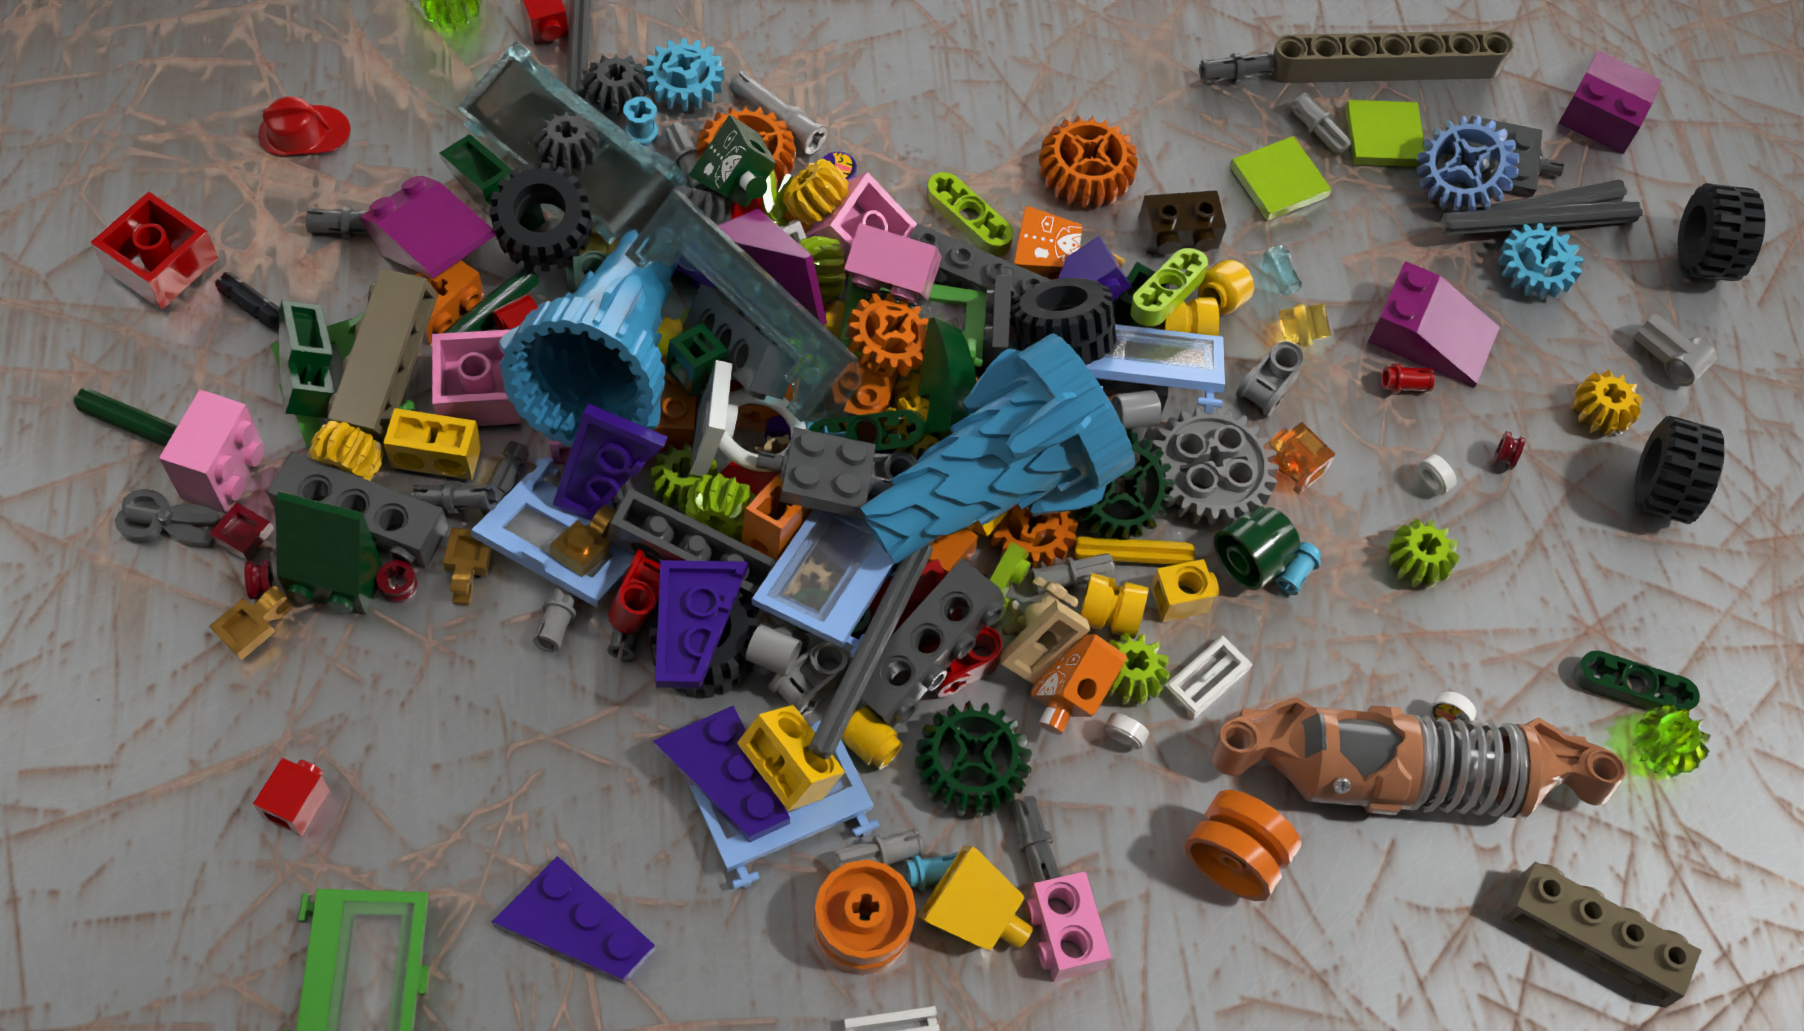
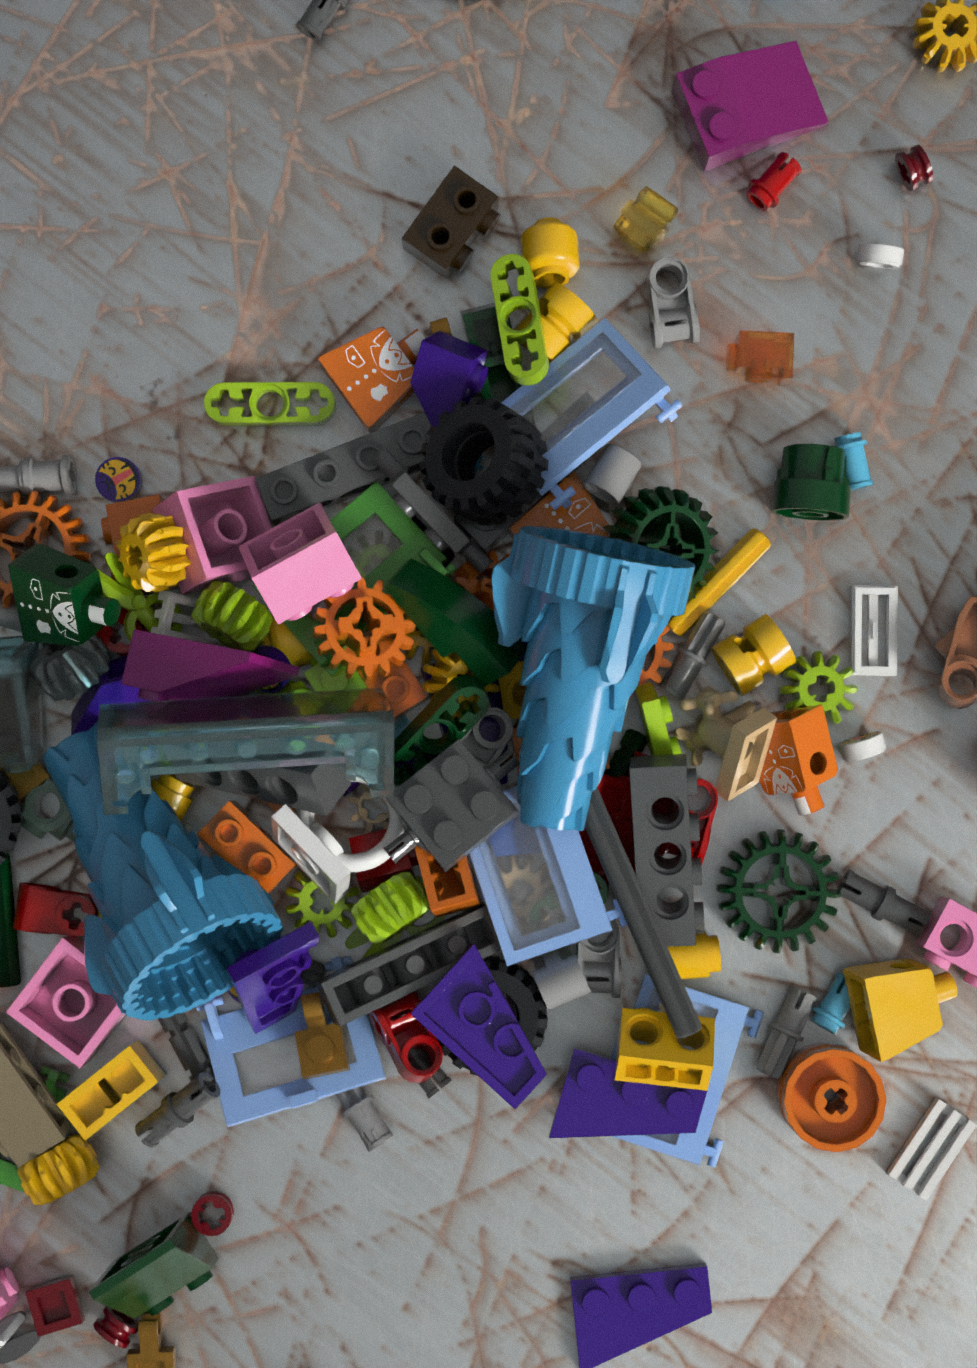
camera: 40 degrees left, 25 degrees up
(421, 522) = (179, 1156): dark grey brick -> none
(465, 559) = (243, 1144): pearl gold plate -> none
(693, 358) = (243, 820): dark green brick -> none
(1088, 152) = (333, 244): orange gear -> none
(1176, 604) = (776, 593): yellow brick -> none
(1215, 465) = (738, 461): light grey gear -> none
(1278, 263) = (574, 180): clear light blue pin -> none
(1280, 178) = (480, 77): lime tile -> none
(1423, 553) = (919, 344): lime gear -> none

